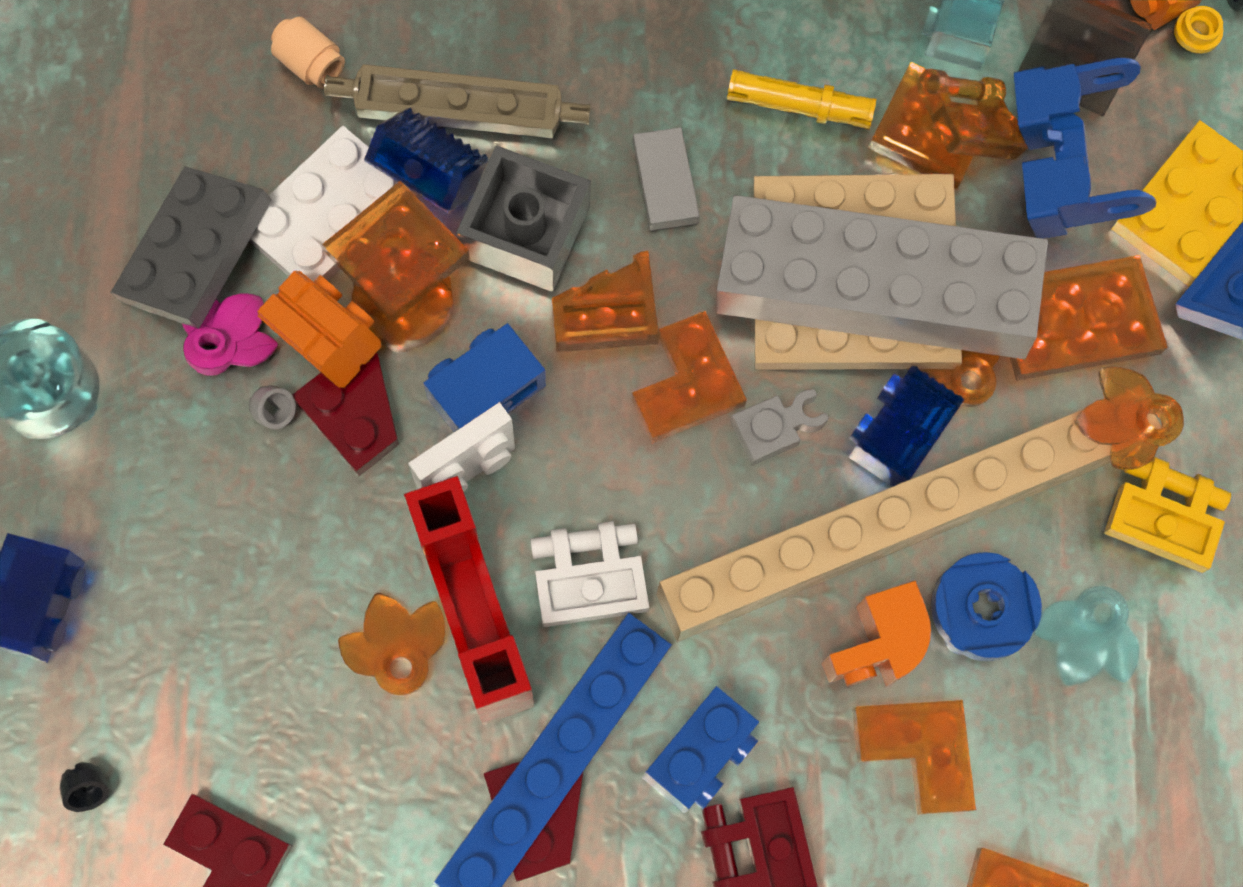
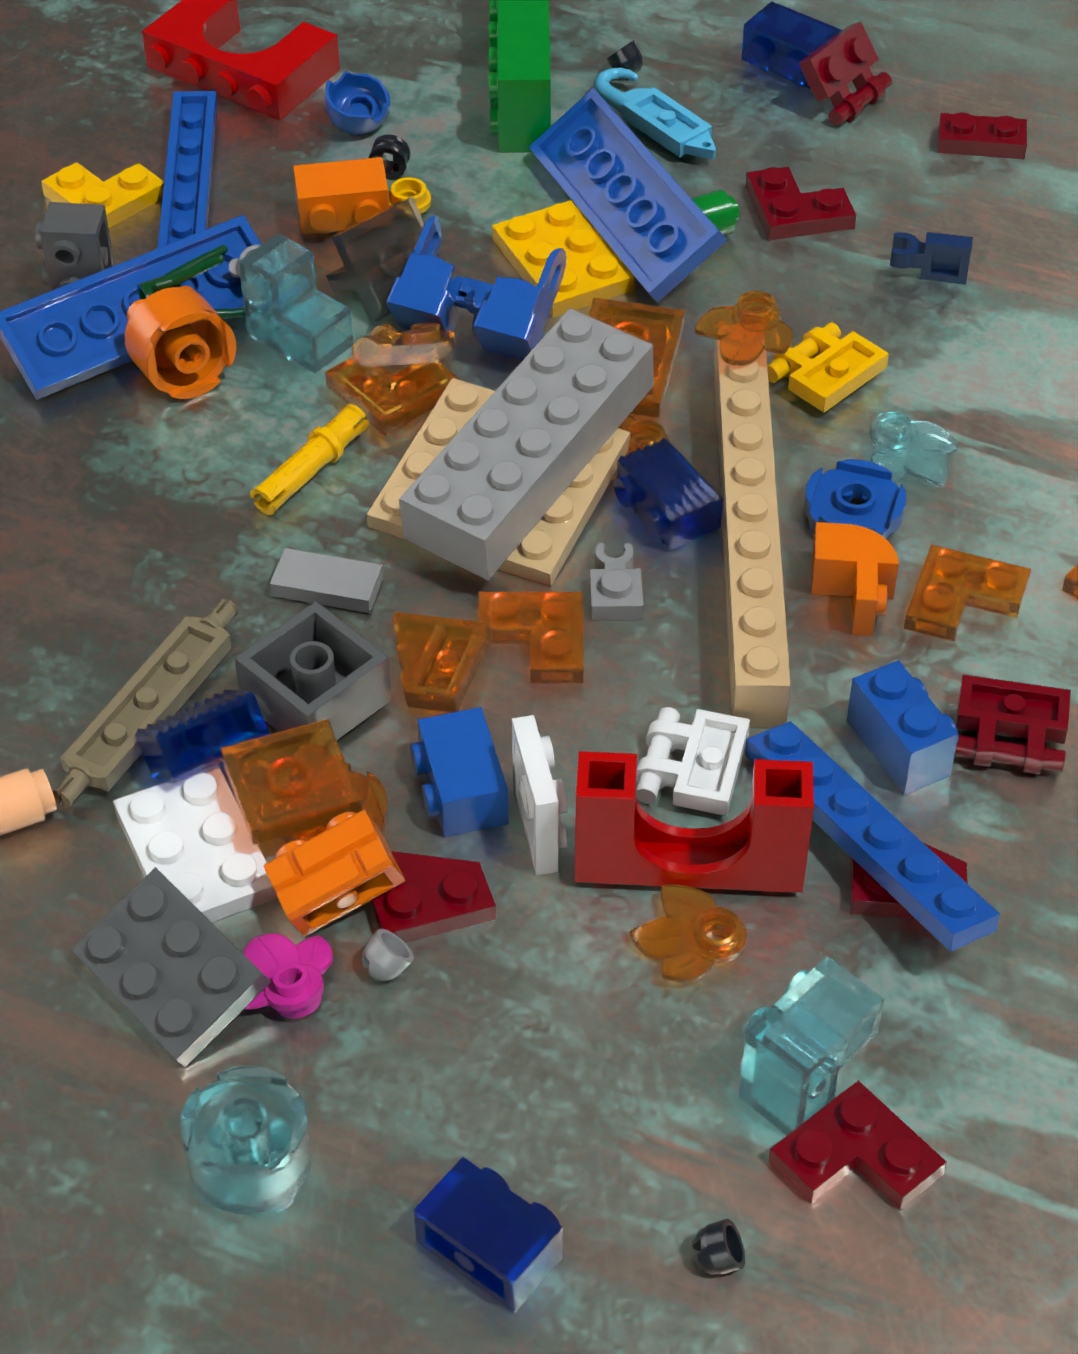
camera: 60 degrees left, 25 degrees down
(274, 791) = (804, 1042): none -> clear light blue brick

